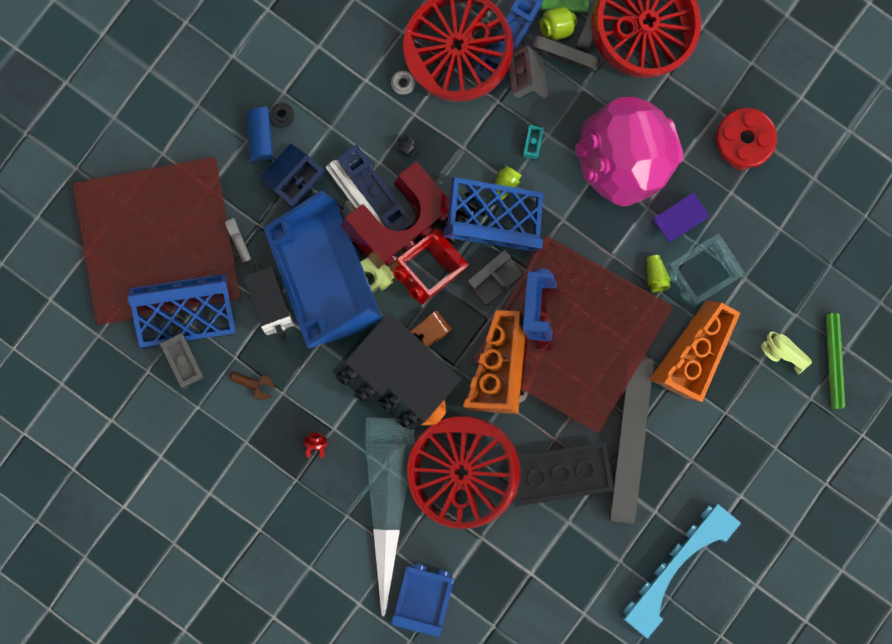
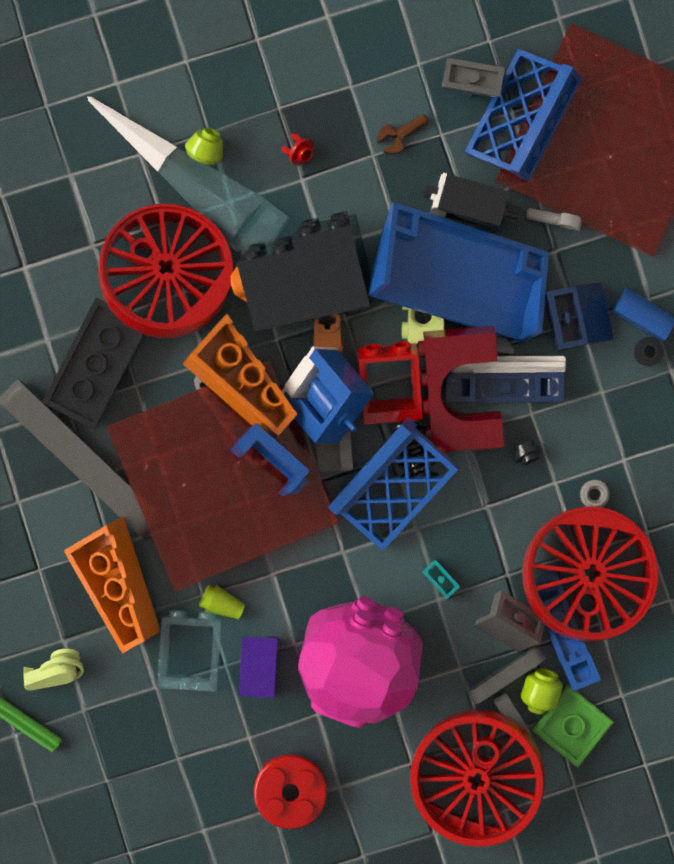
camera: 130 degrees right, 5 degrees up
(359, 508) = (205, 146): none -> lime cone
(423, 600) = (73, 145): blue panel -> none
(468, 301) = (326, 394): none -> blue piece
(507, 177) = (422, 526): lime cone -> none

